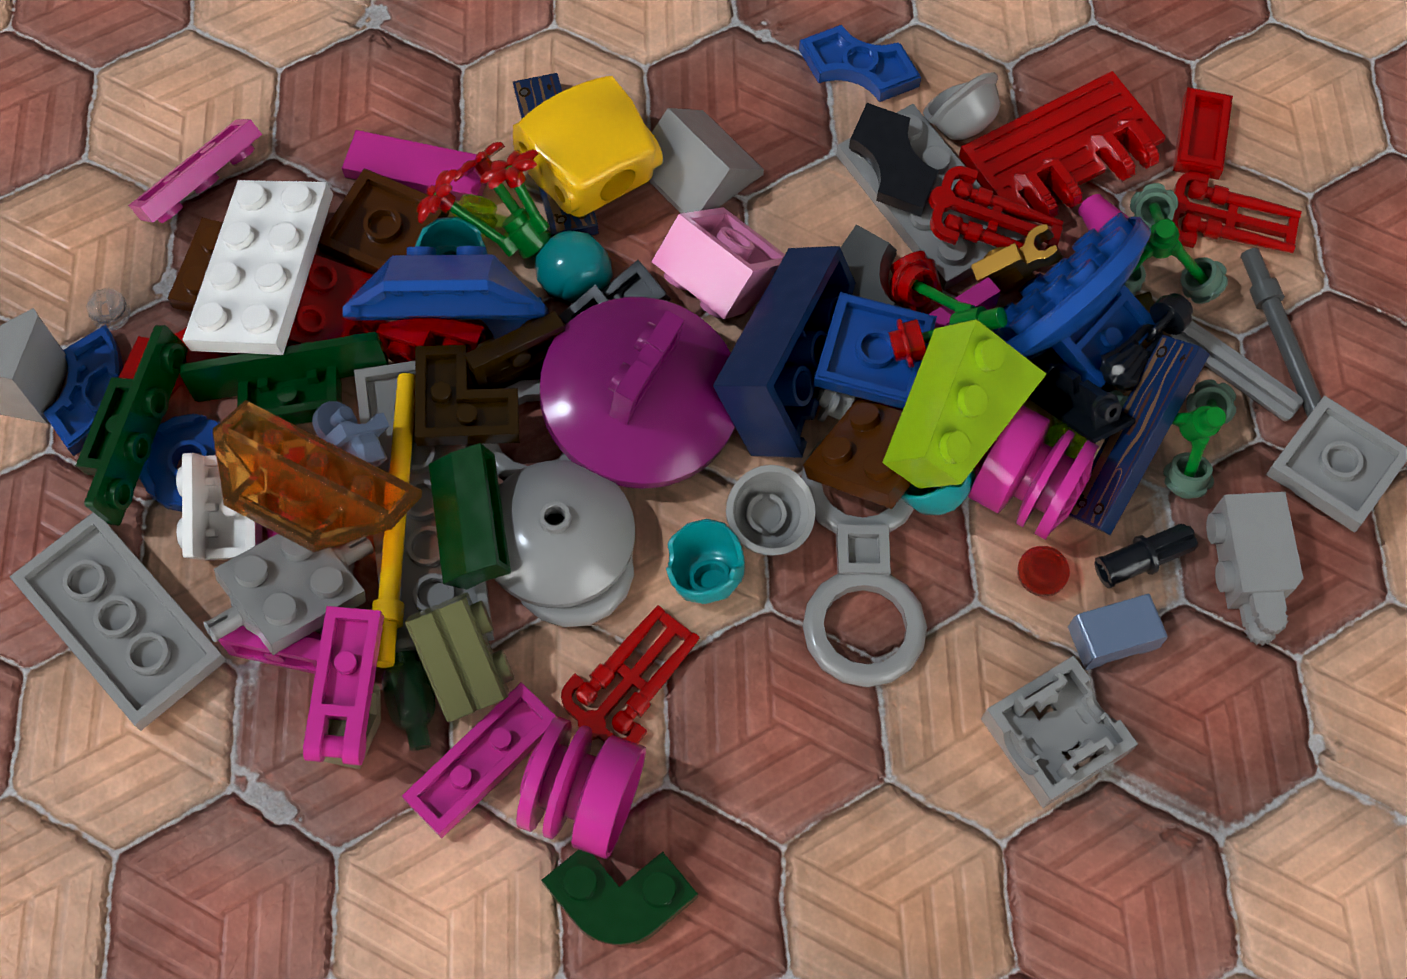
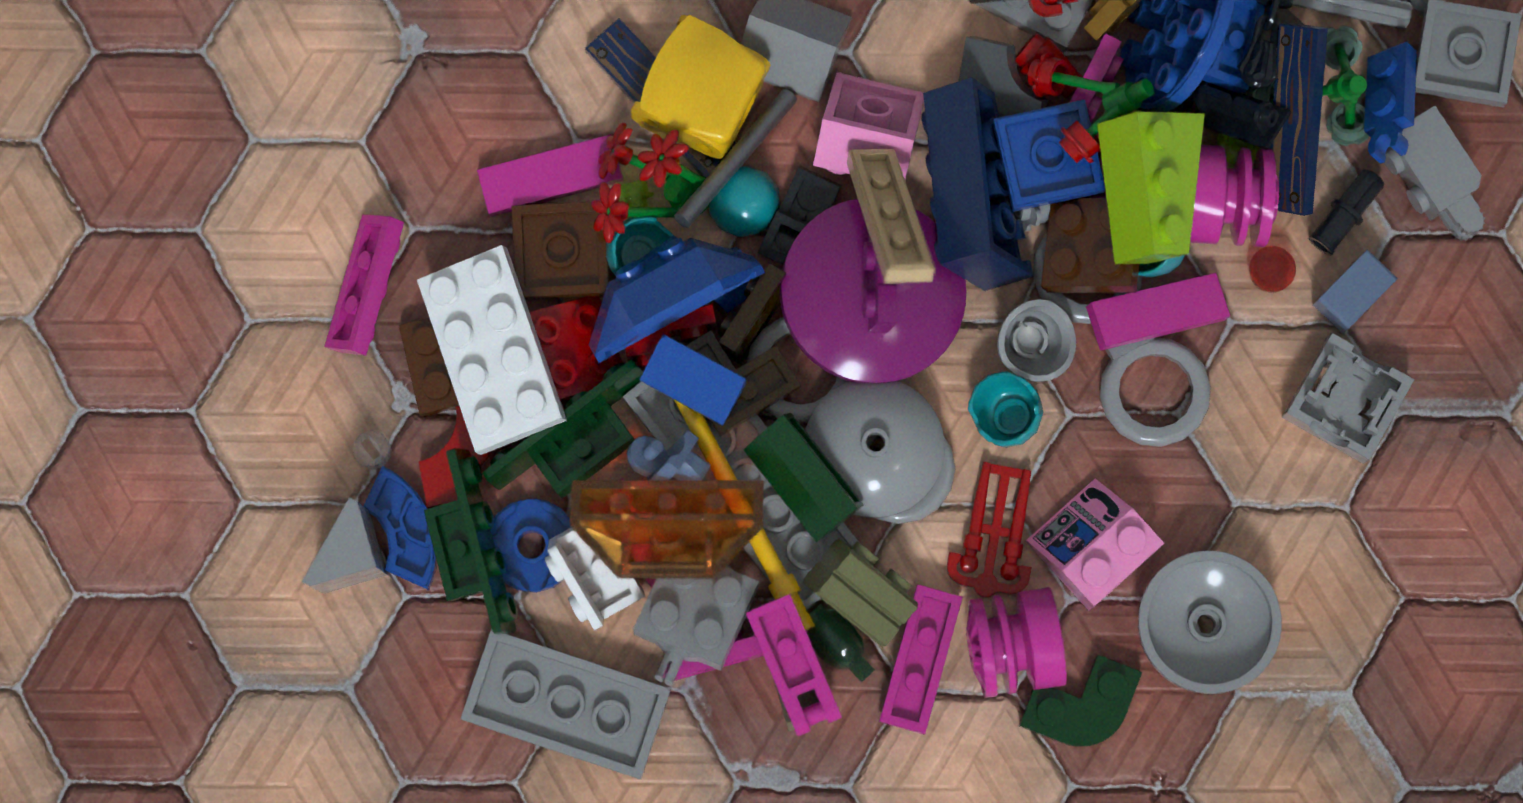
camera: 25 degrees left, 15 degrees up
(418, 373) = (693, 380): none -> blue slope
(582, 220) = (735, 158): none -> flat silver bar
(683, 306) = (890, 216): none -> tan tile
(722, 741) = (1094, 543): none -> bright pink slope
(803, 837) = (1242, 614): none -> light grey dish
(906, 548) = (1157, 311): none -> dark pink tile
(1241, 465) = (1390, 99): none -> blue plate

